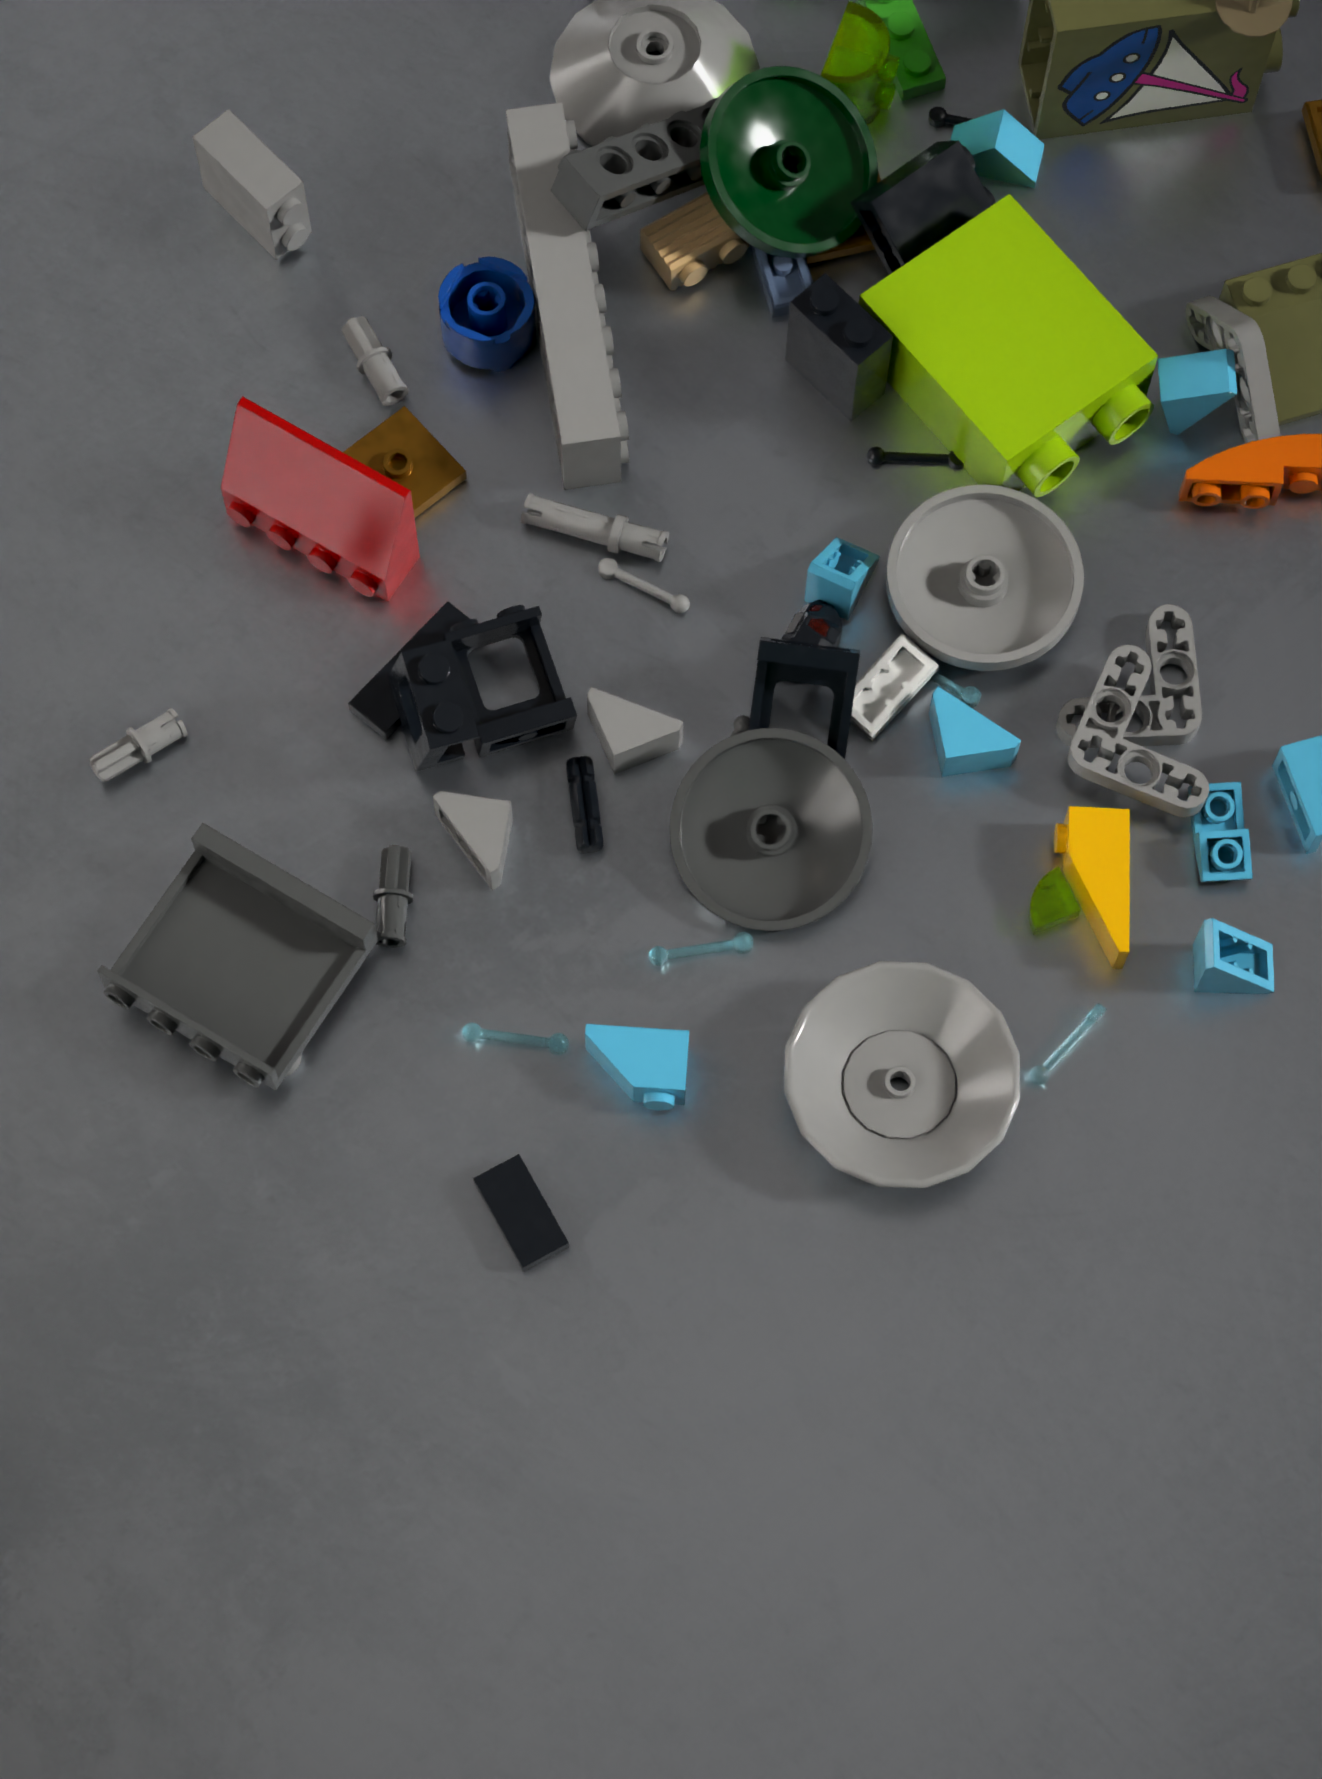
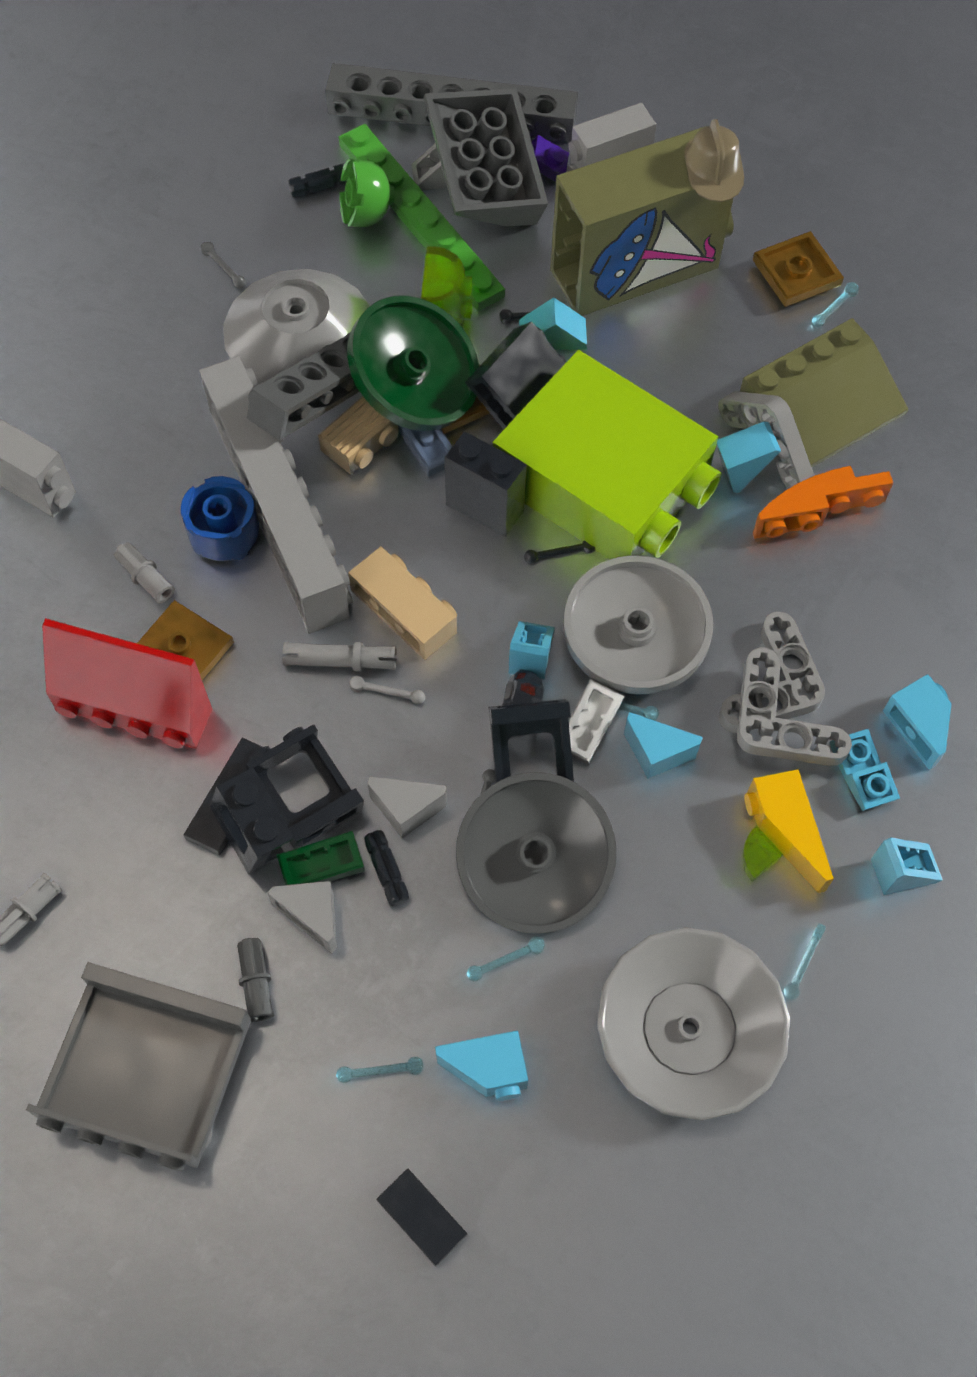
camera: 15 degrees left, 5 degrees down
(509, 776) = (322, 861): none -> dark green plate
(694, 477) = (403, 602): none -> tan brick

